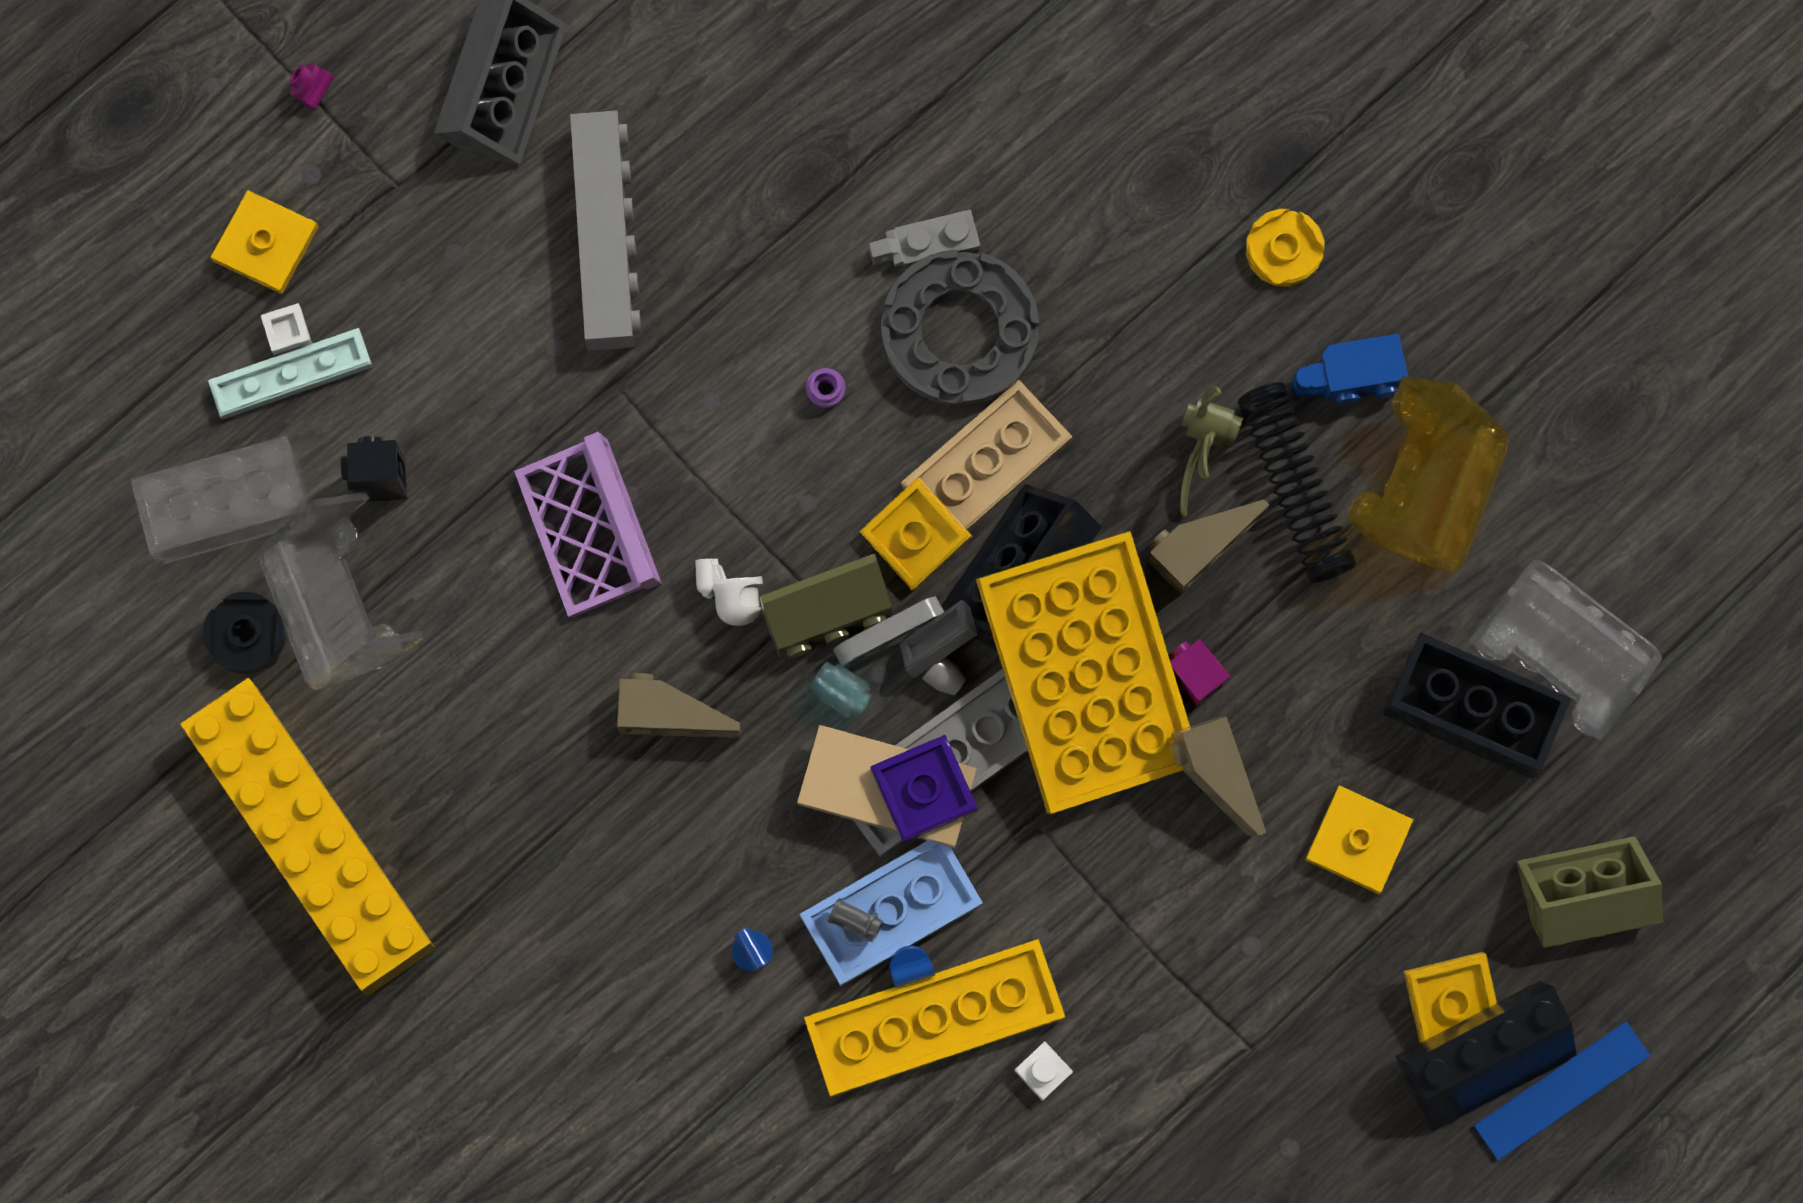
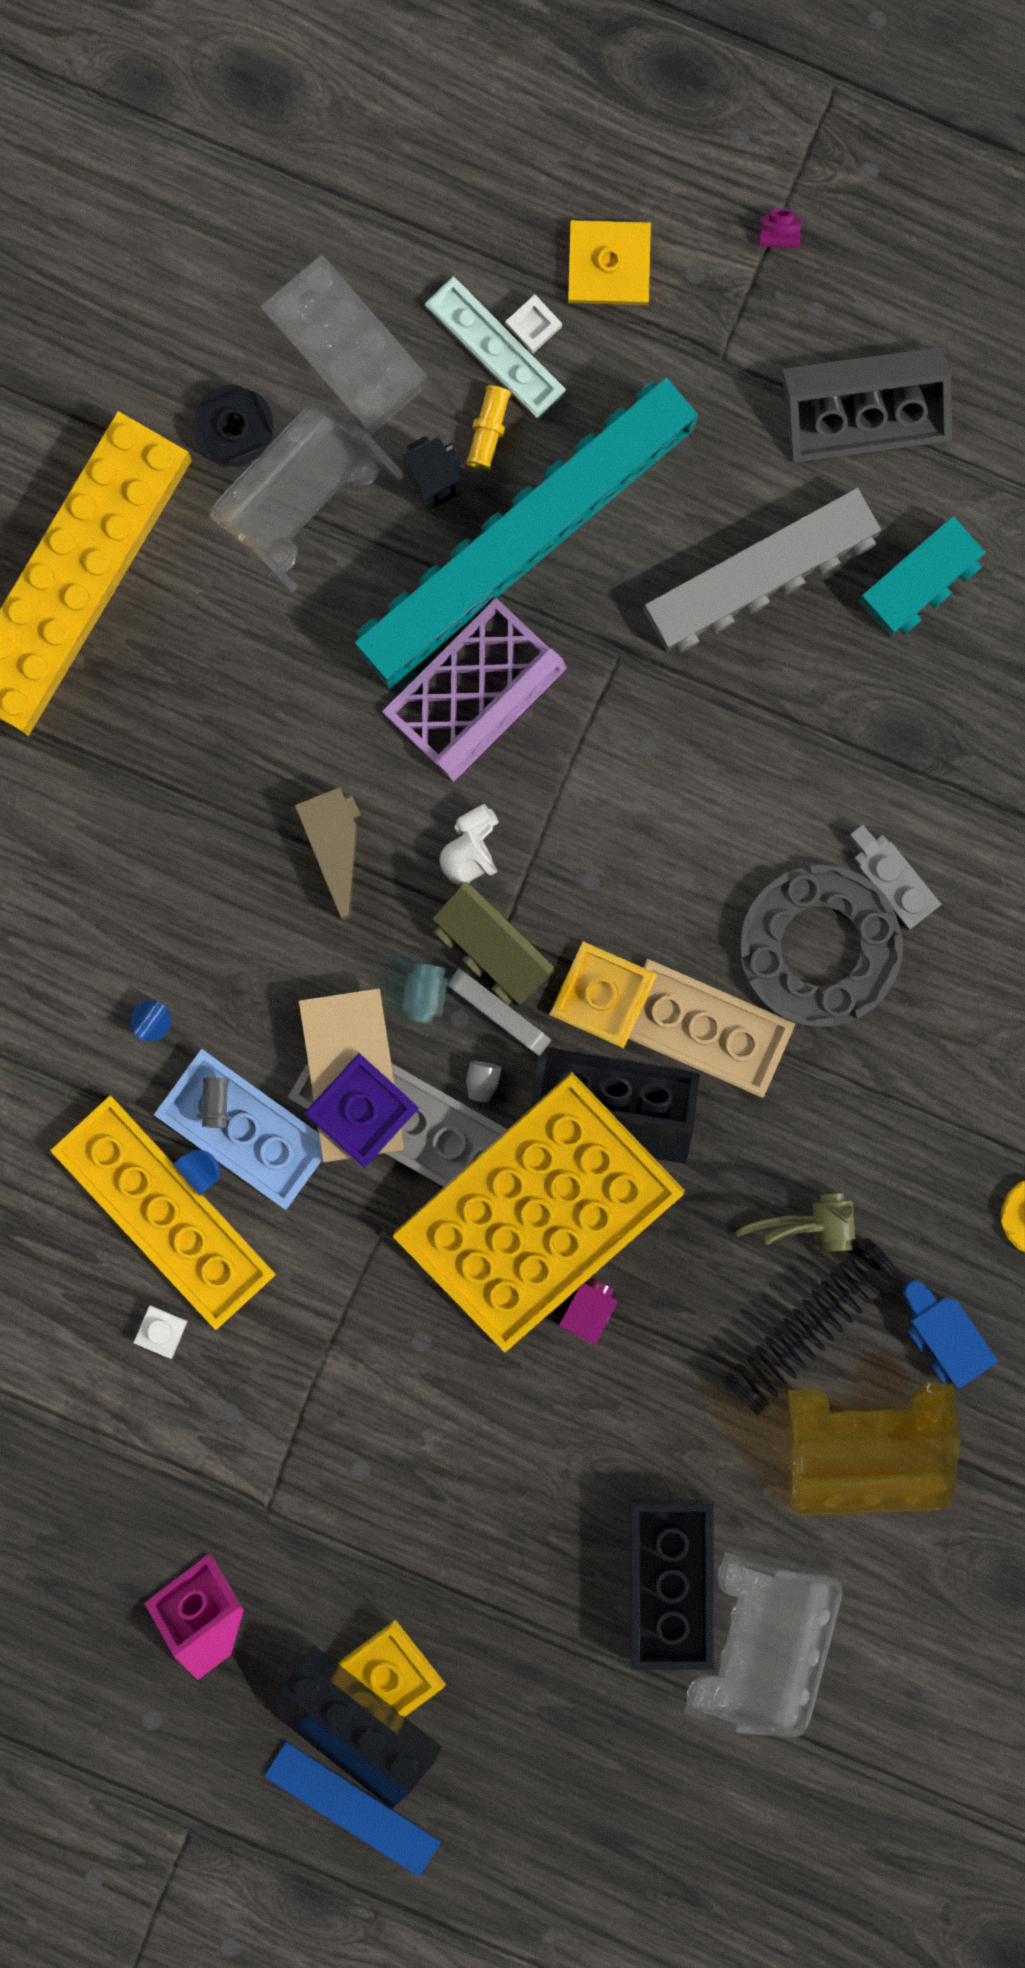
camera: 65 degrees right, 10 degrees up
(358, 409) = (488, 427): none -> yellow pin
(473, 422) = (526, 532): none -> teal brick
(676, 98) = (923, 578): none -> teal brick
(821, 377) = (715, 838): medium lavender plate -> none
(938, 639) = (510, 1060): dark grey tile -> none
(1198, 544) = (708, 1259): dark tan slope -> none
(1215, 766) = (509, 1361): dark tan slope -> none
(1323, 1150) = (198, 1617): none -> dark pink slope
(1359, 839) = (501, 1527): yellow plate -> none
(1591, 891) = (547, 1760): olive slope -> none

